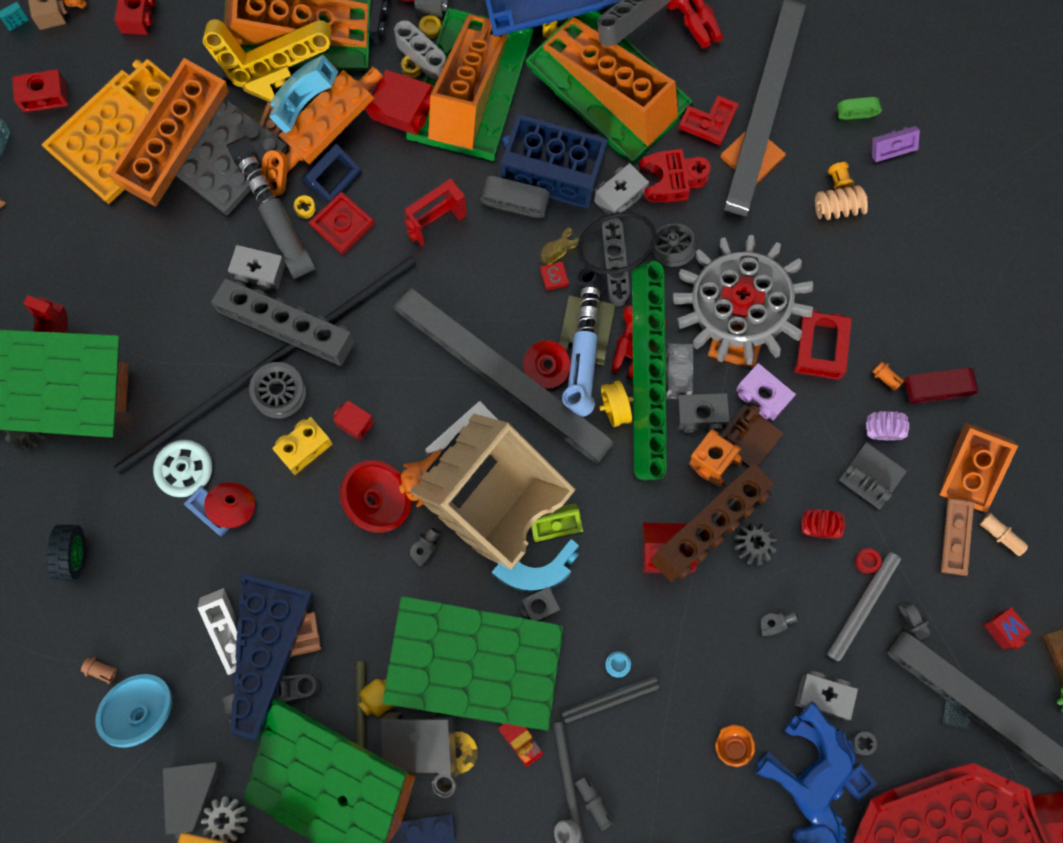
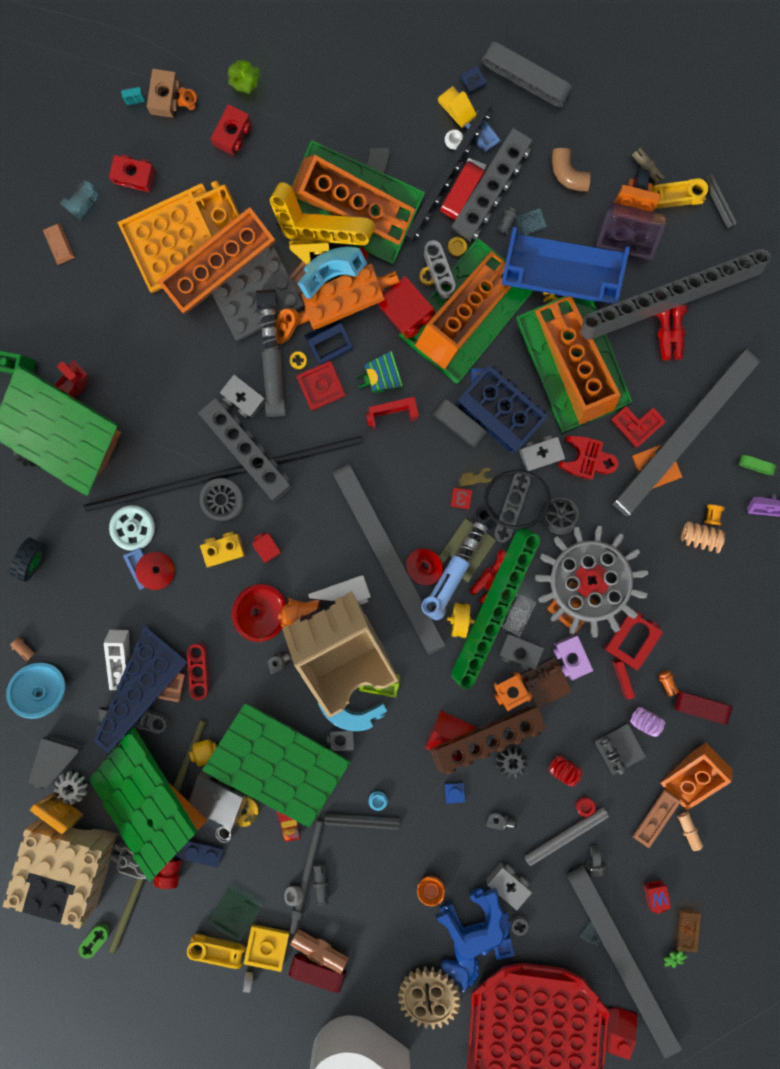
camera: 25 degrees right, 15 degrees up
(324, 589) = (194, 679): none -> red beam
(405, 182) = (381, 374): none -> torso
(705, 613) = (454, 792): none -> blue plate
(835, 392) = (623, 679): none -> red tile

